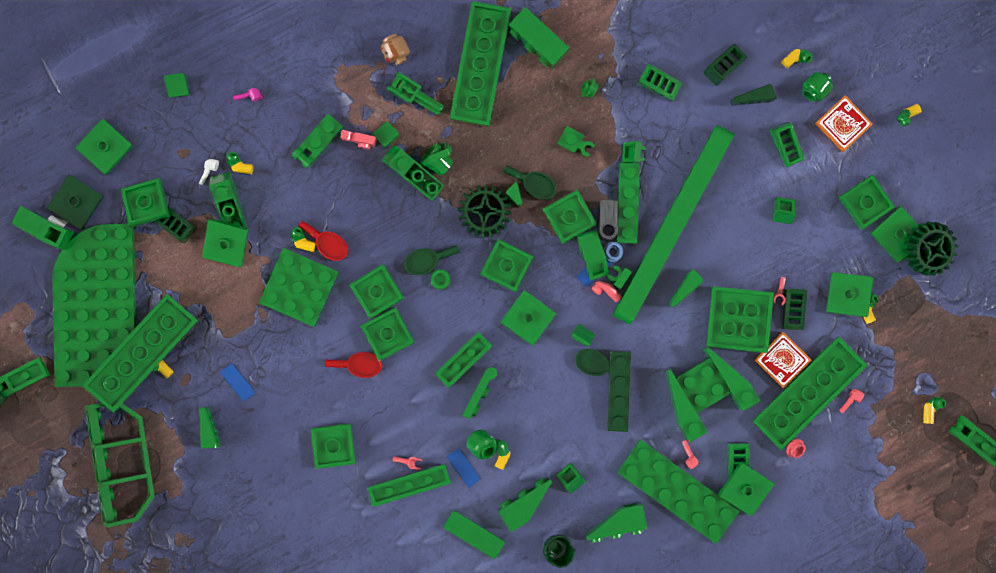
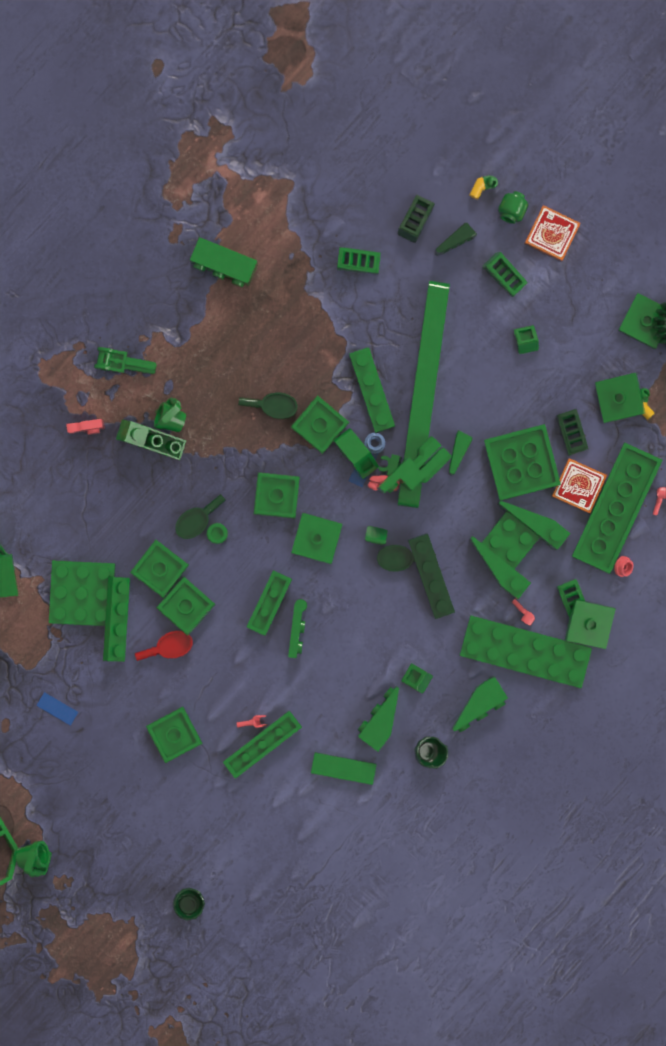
camera: 20 degrees left, 0 degrees up
(164, 510) = (34, 858): none -> green piece
(208, 432) = (48, 768): green slope -> none
(300, 241) = (66, 547): arm -> none
(318, 141) = (46, 443): green plate -> none
(320, 322) = (116, 619): none -> green plate
(328, 243) = (94, 539): red piece -> none
(386, 134) = (110, 412): green slope -> none
(395, 49) = (88, 326): medium nougat head -> none
(463, 467) = (309, 708): blue sticker -> none
(475, 211) = (240, 468): dark green gear -> none
(480, 64) = (176, 308): green plate -> none
(481, 444) = (317, 678): green head -> none
(503, 452) = (342, 678): arm -> none
(514, 195) = (258, 424): green slope -> none
(572, 140) = (294, 349): green plate -> none
(589, 88) = (291, 292): green plate -> none
(608, 218) = (357, 412): dark grey piece -> none
(632, 152) = (357, 339): green tile -> none
(637, 290) = (409, 472): none -> green plate
(780, 291) = (552, 420): coral hand -> none
(866, 202) = (603, 301): green plate -> none
(904, 116) = (610, 199): arm -> none

